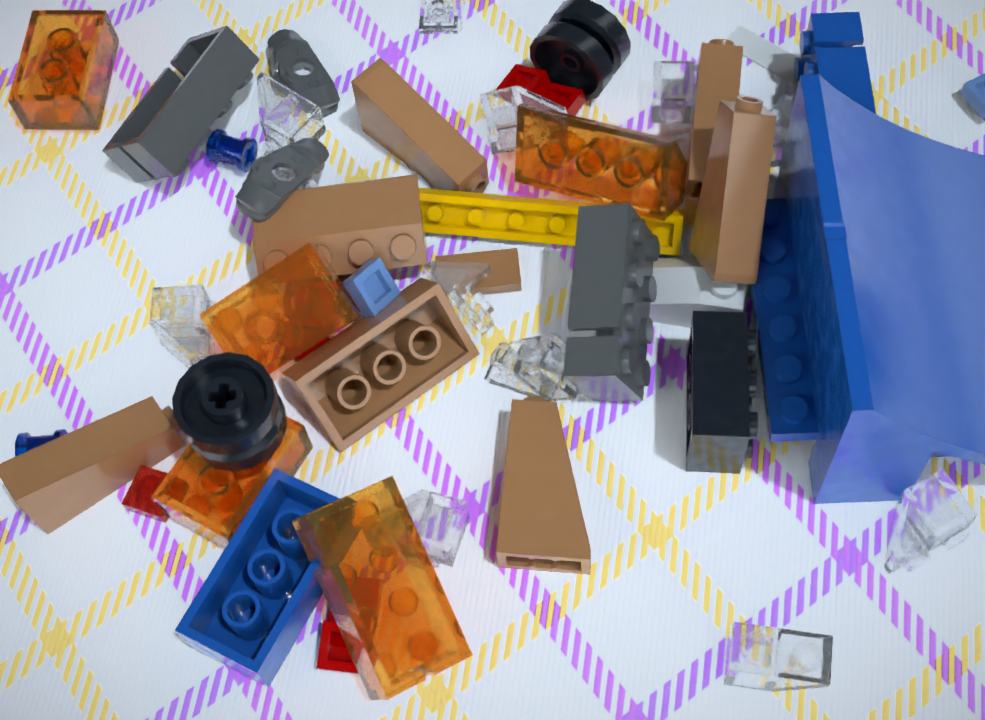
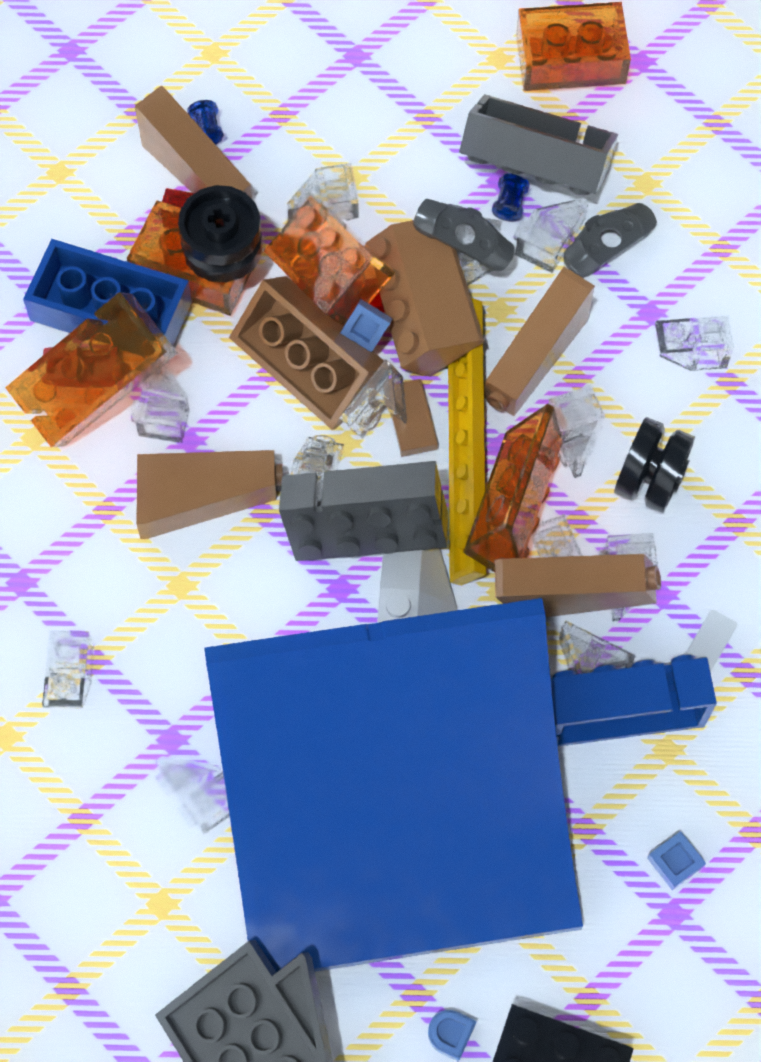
camera: 75 degrees right, 5 degrees up
(540, 84) = (612, 445): red slope -> none
(720, 392) = (293, 604): black brick -> none
(734, 192) = (473, 587): medium nougat slope -> none

